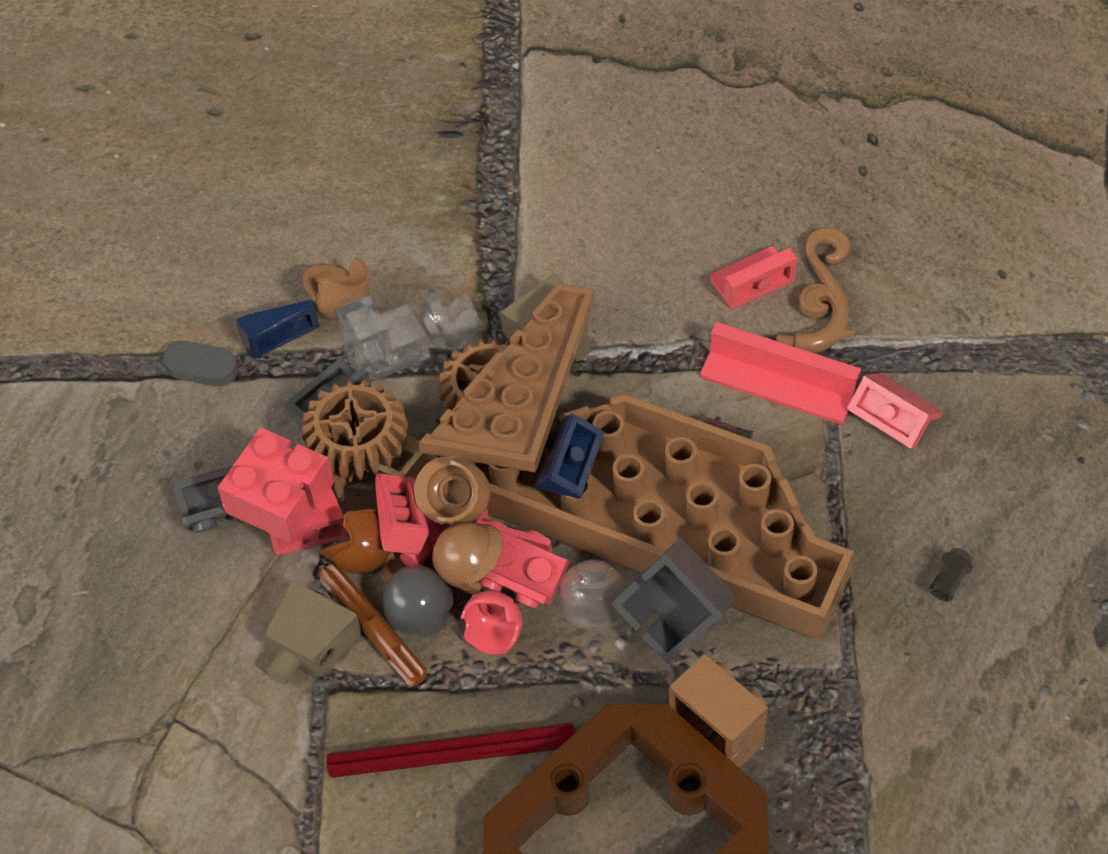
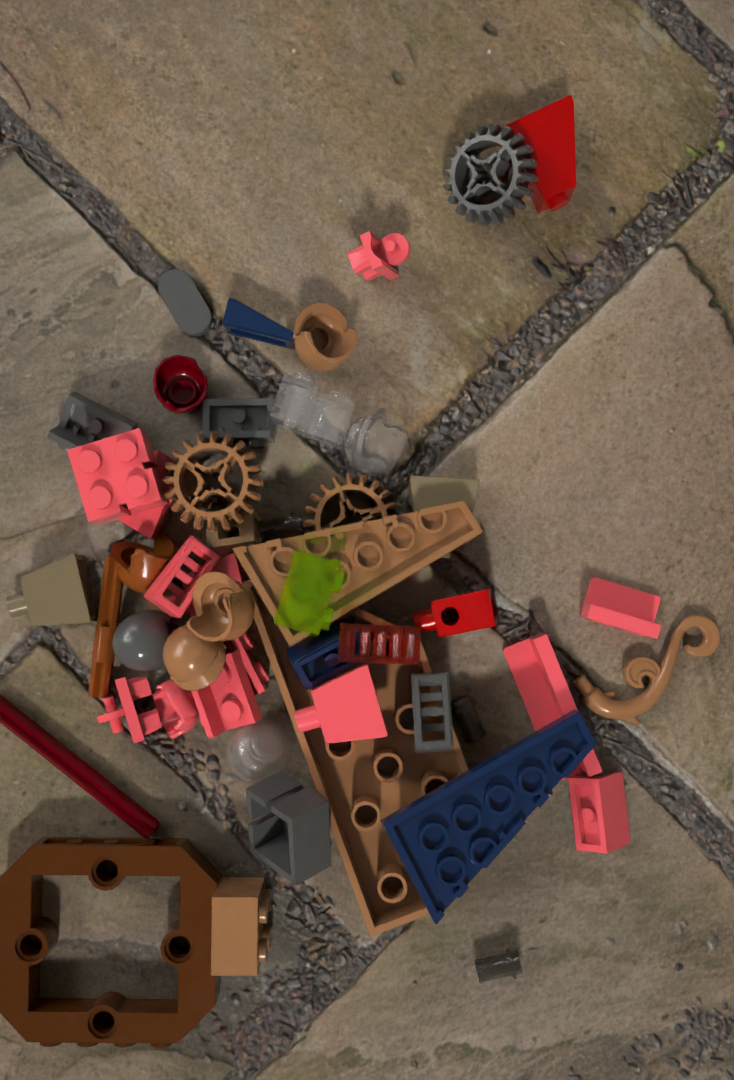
camera: 40 degrees right, 30 degrees up
(255, 408) = (180, 384): none -> dark red hair
(323, 207) = (378, 255): none -> coral hips
(324, 98) = (467, 158): none -> dark grey gear
(376, 66) = (553, 141): none -> red slope
(455, 661) = (138, 724): none -> coral hips
(511, 414) = (308, 592): none -> clear neon green bracket
(604, 404) = (403, 644): none -> clear red slope
(624, 472) = (345, 708): none -> coral torso
(641, 360) = (474, 608): none -> red torso
(709, 444) = (432, 745): none -> dark grey slope
(801, 460) = (475, 815): none -> dark blue wing

